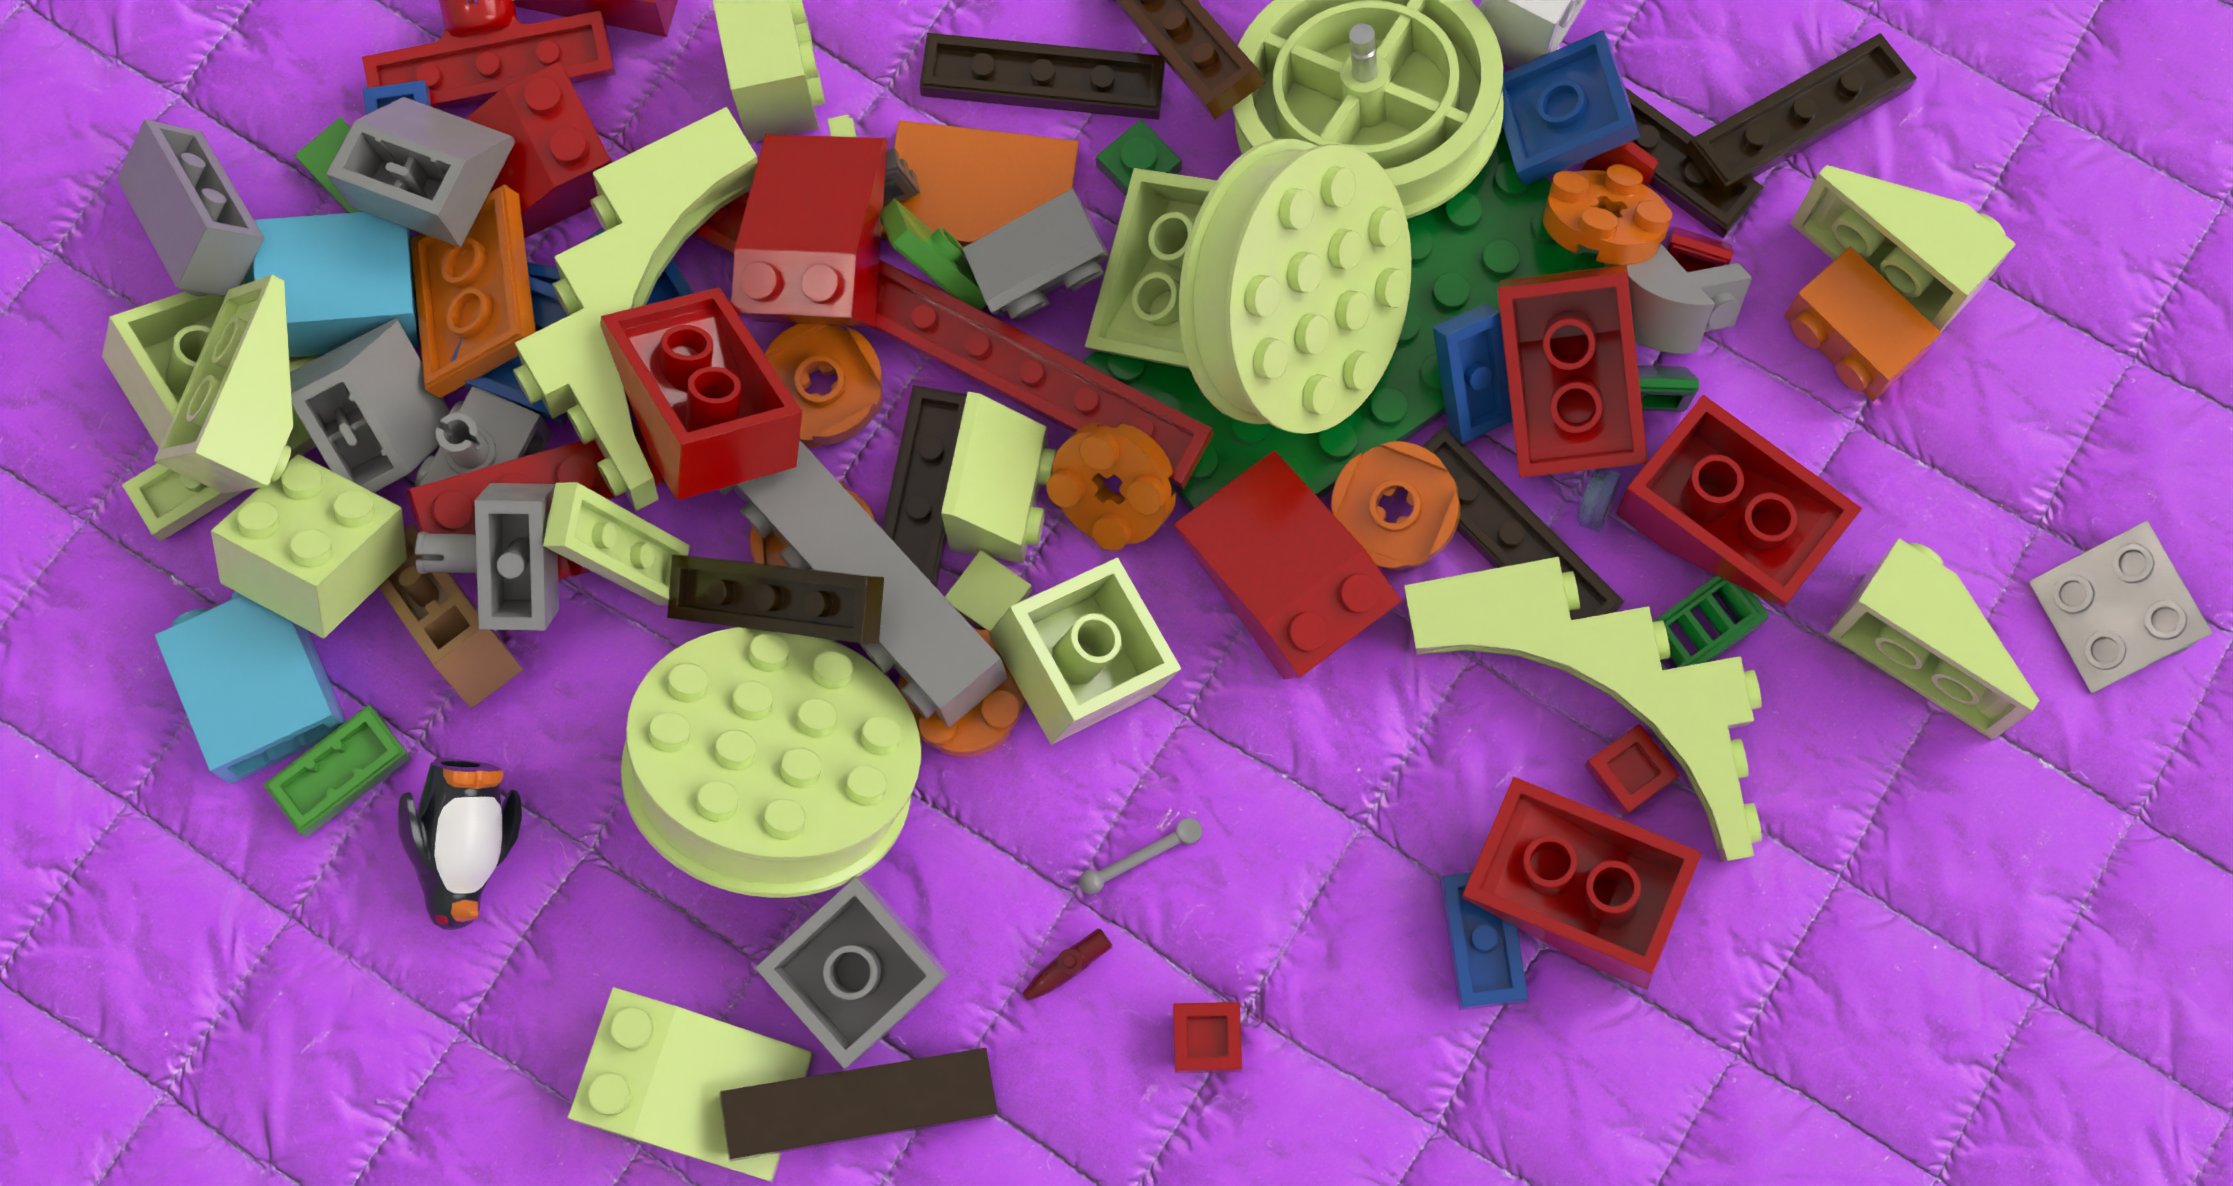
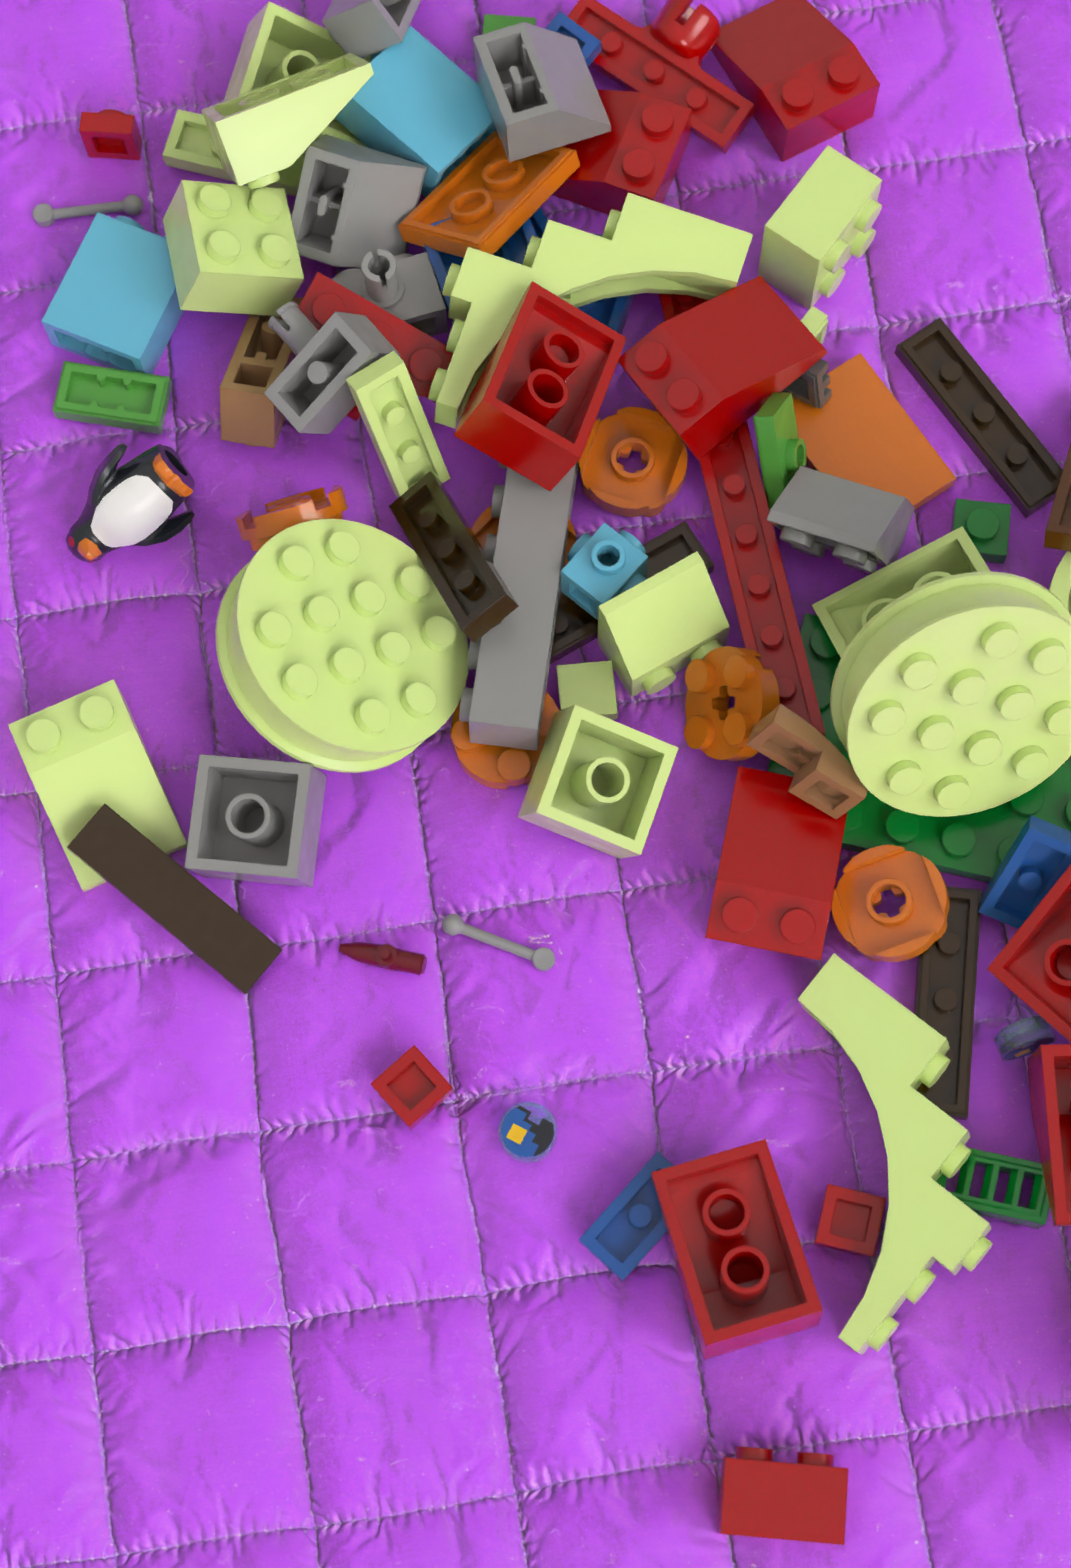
camera: 50 degrees right, 0 degrees up
(86, 563) = (110, 135): none -> red plate
(103, 686) = (45, 215): none -> light grey hinge
(603, 706) = (289, 512): none -> orange plate
(905, 484) = (603, 567): none -> medium azure brick
(1243, 457) = (821, 771): none -> medium nougat slope
(1328, 972) = (527, 1132): none -> tile
(1818, 1024) = (783, 1498): none -> red brick

